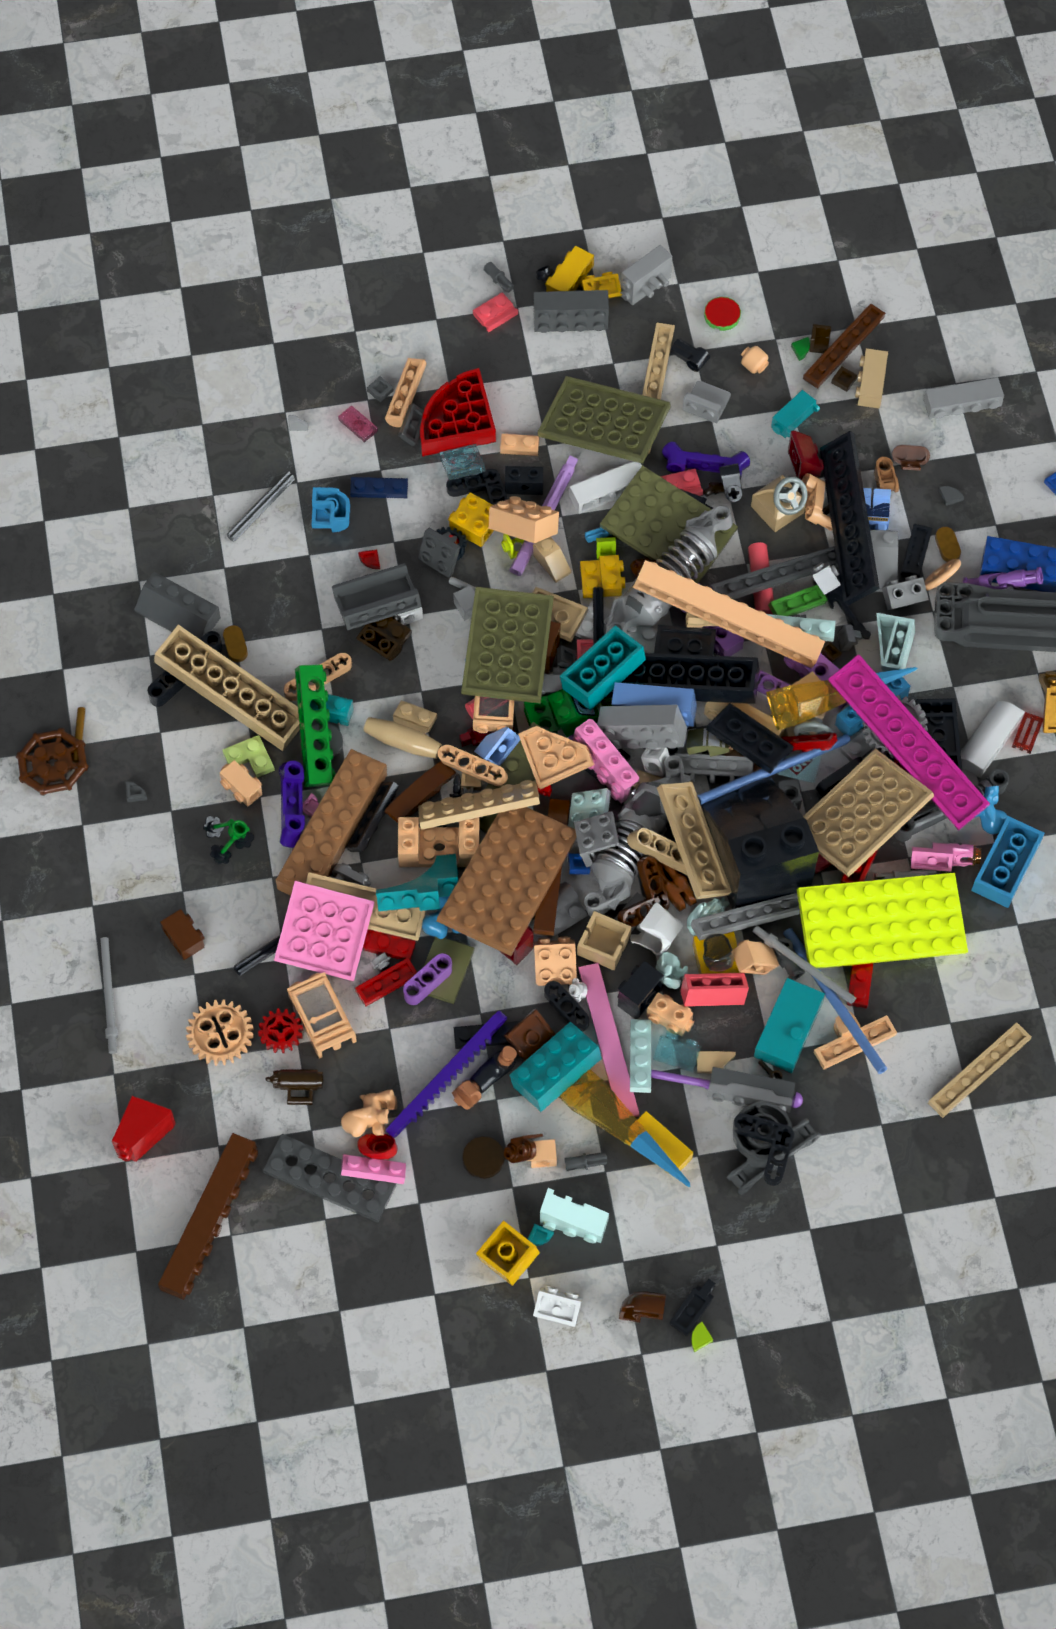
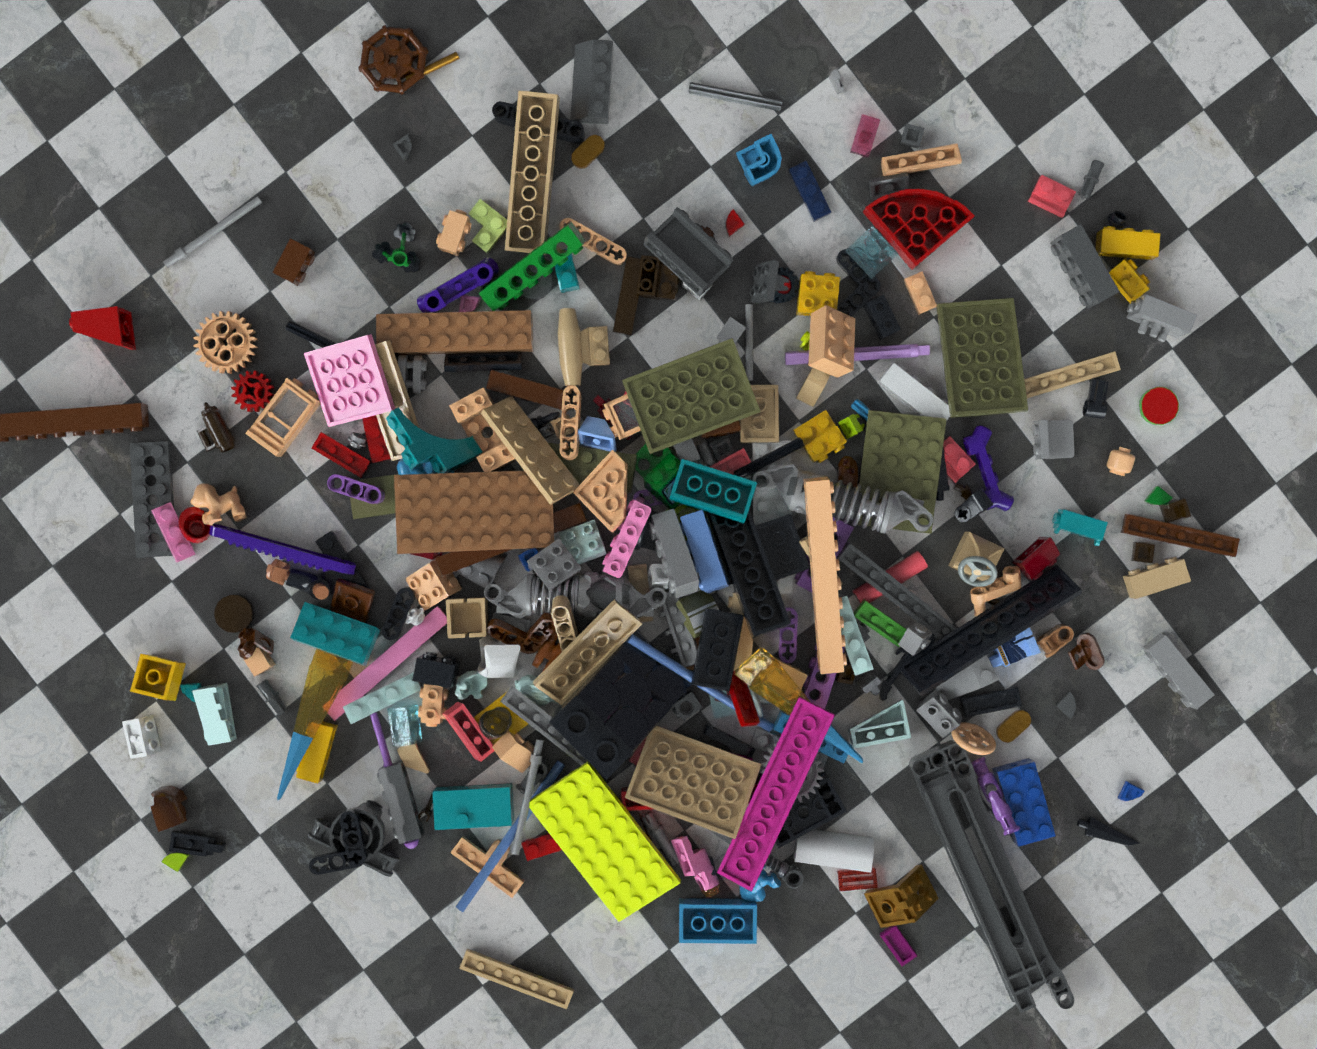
camera: 70 degrees right, 25 degrees up
(385, 671) = (628, 298): none -> dark brown tile

